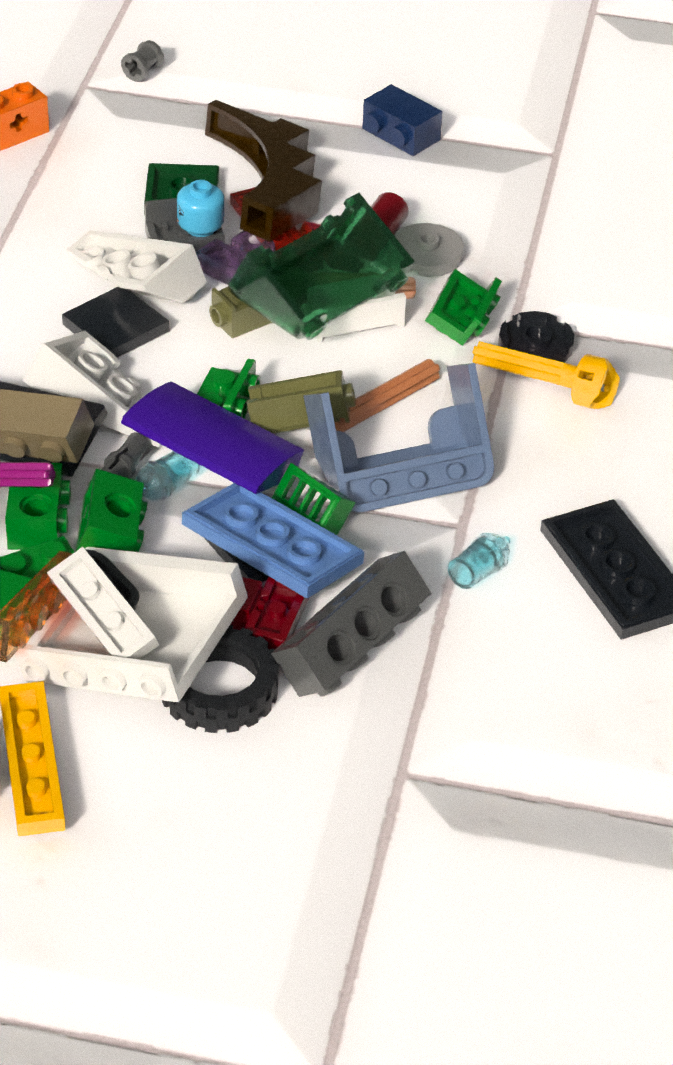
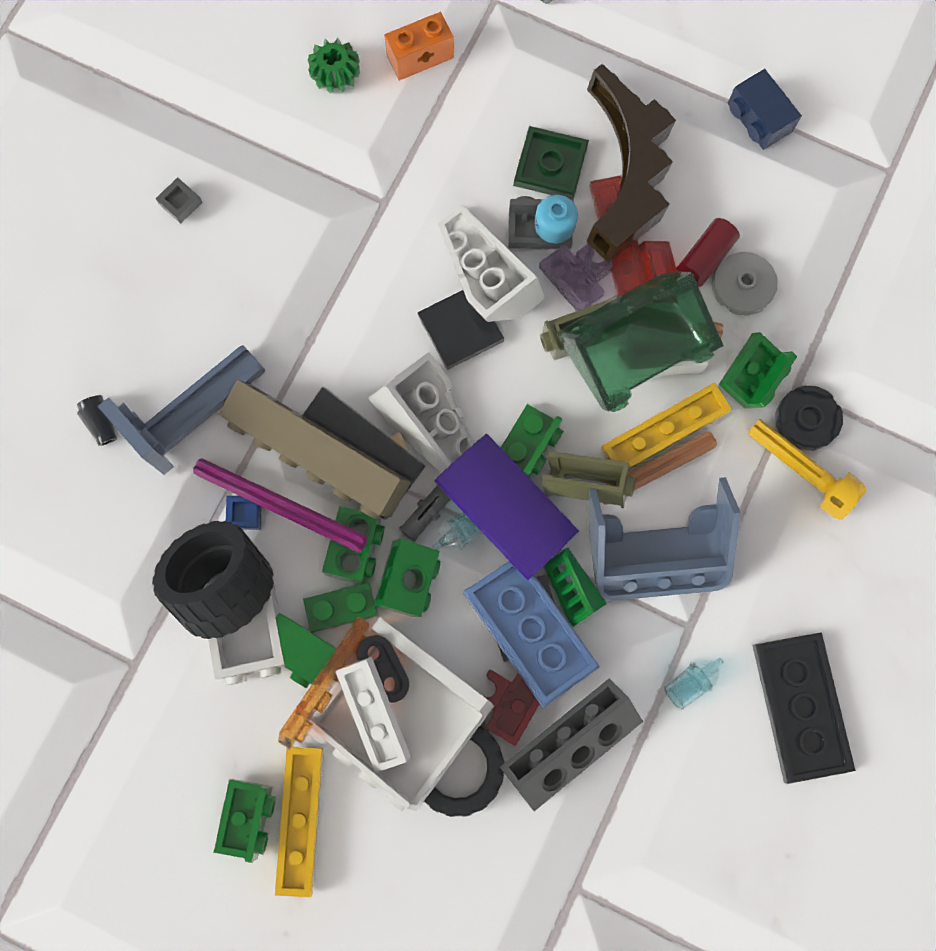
camera: 15 degrees right, 35 degrees up
(391, 356) = (668, 427): none -> yellow plate

